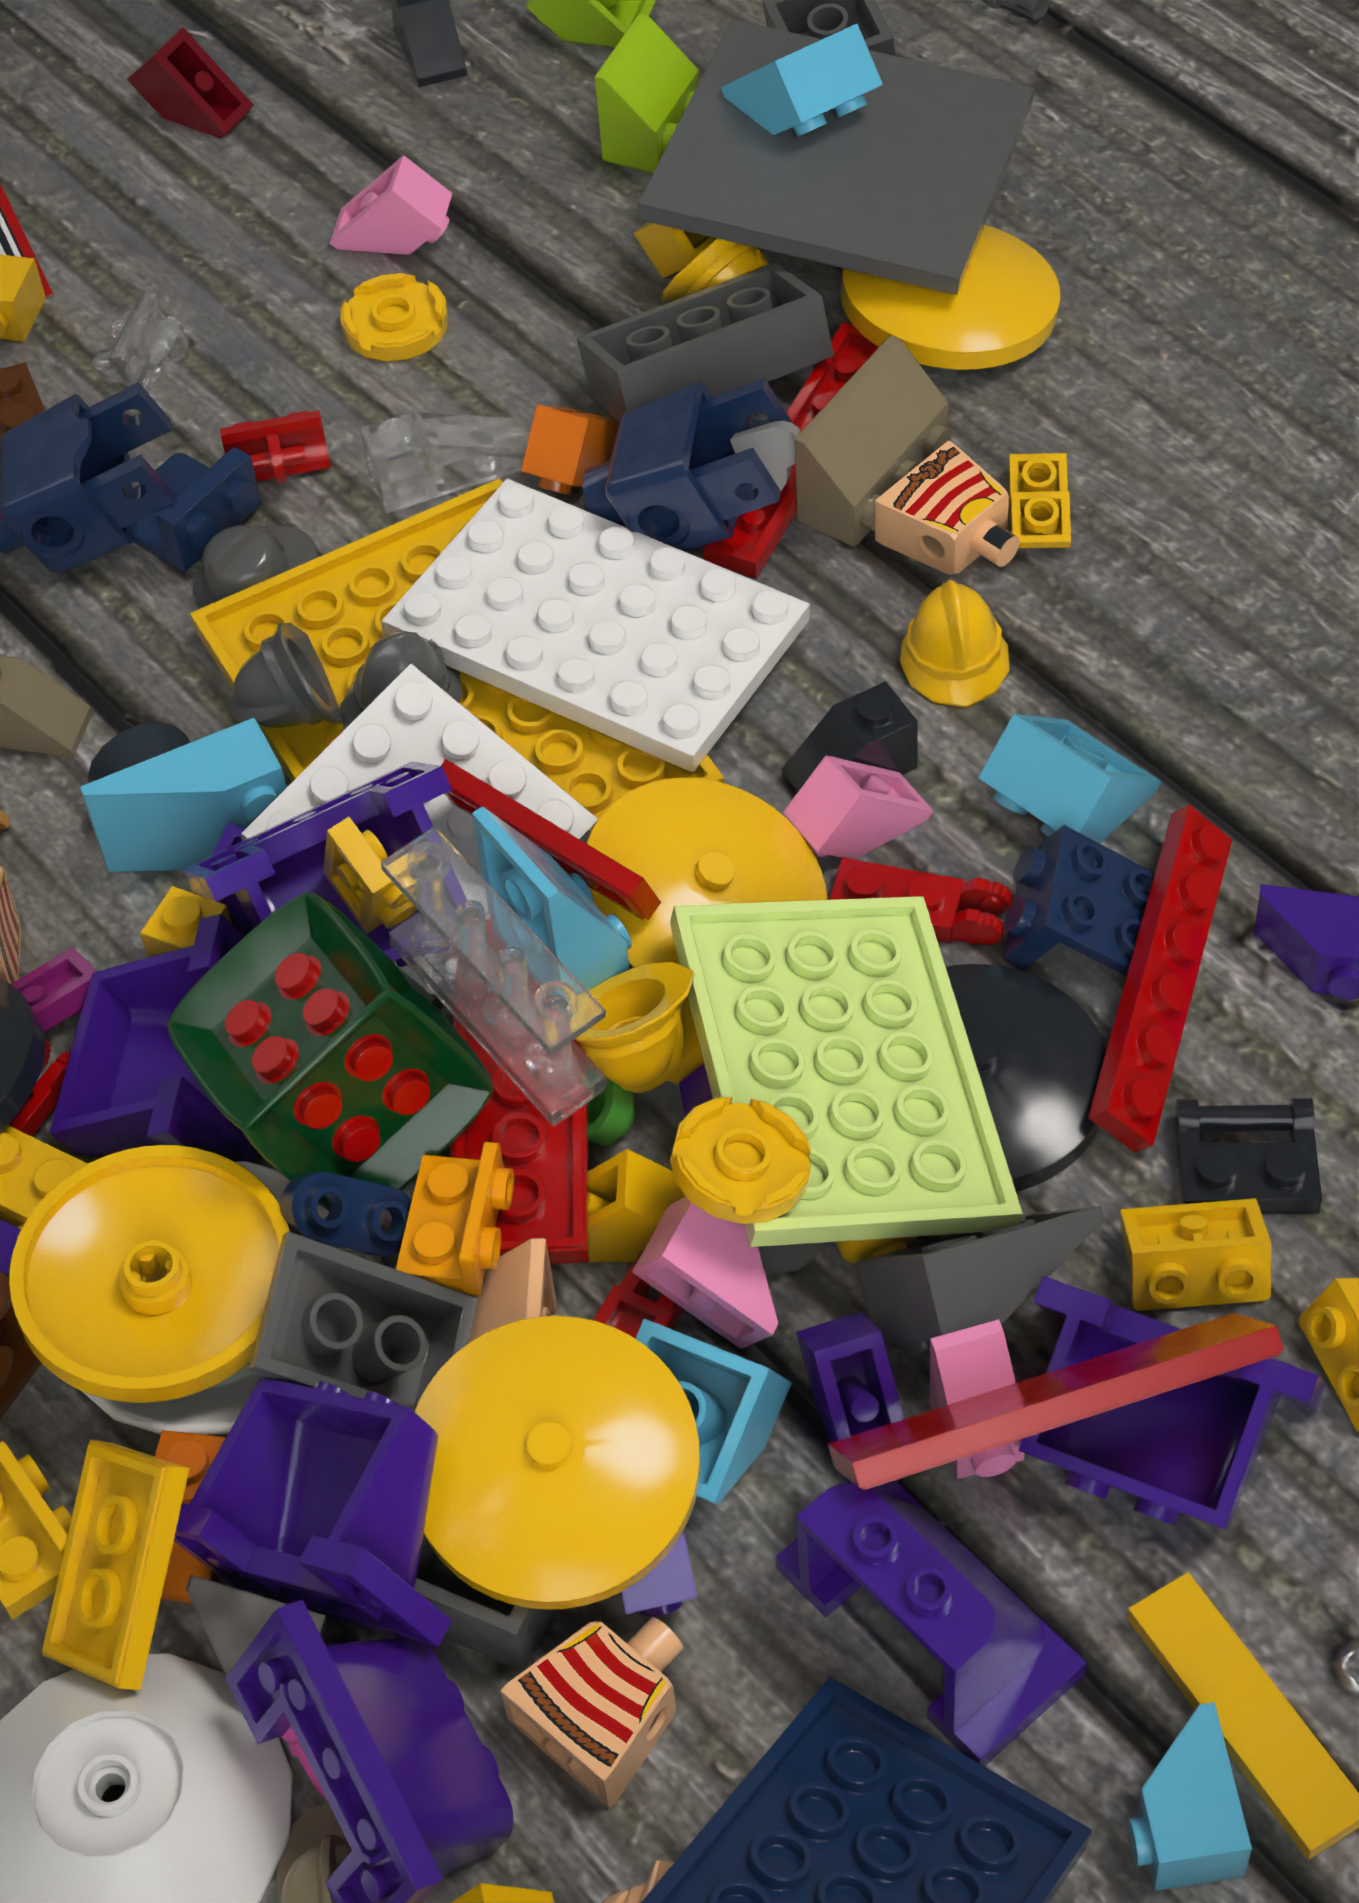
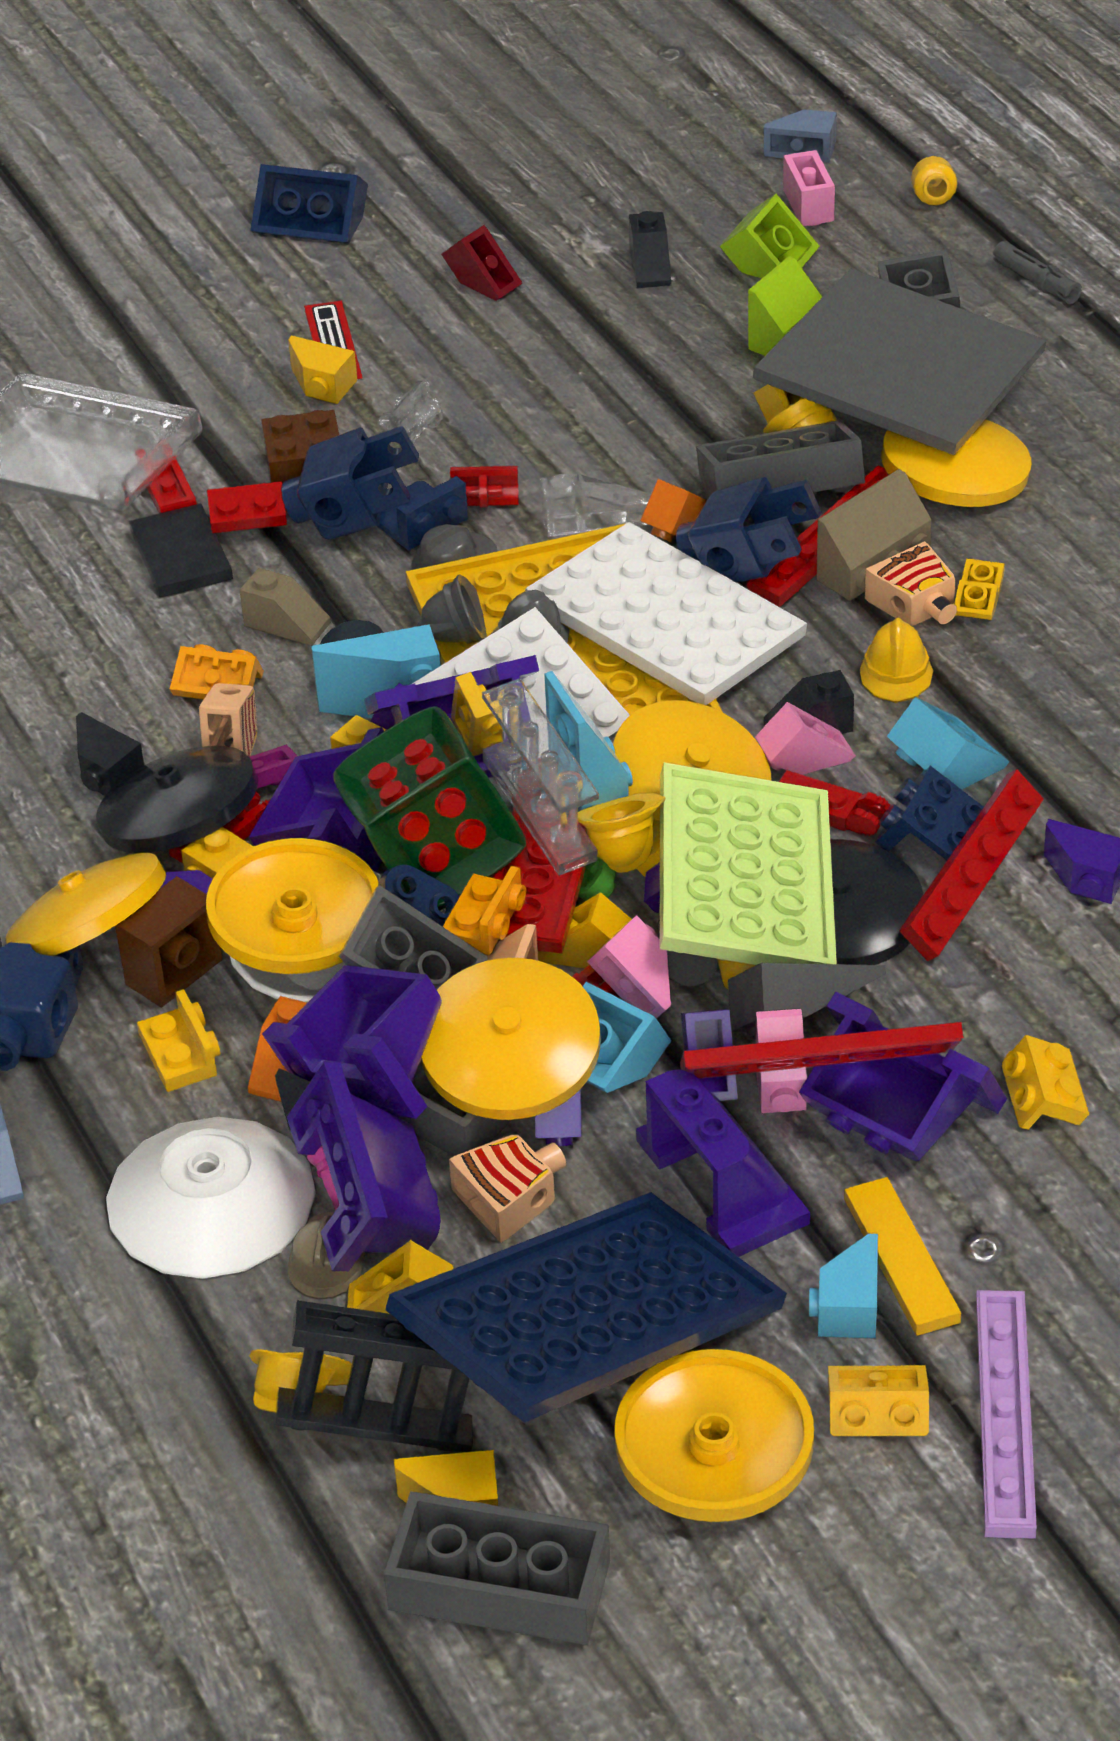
camera: 10 degrees right, 10 degrees down
(115, 1564) = (235, 1054): yellow tile -> none
(394, 212) = (598, 359): bright pink slope -> none
(394, 317) = (583, 423): yellow tile -> none
(571, 853) = (624, 738): red tile -> none
(741, 1160) = (665, 897): yellow tile -> none
(773, 445) = (805, 529): light grey tile -> none
(807, 84) = (887, 310): medium azure slope -> none
(1197, 1254) = (948, 1005): yellow bracket -> none
(1277, 1173) = (993, 981): black plate -> none

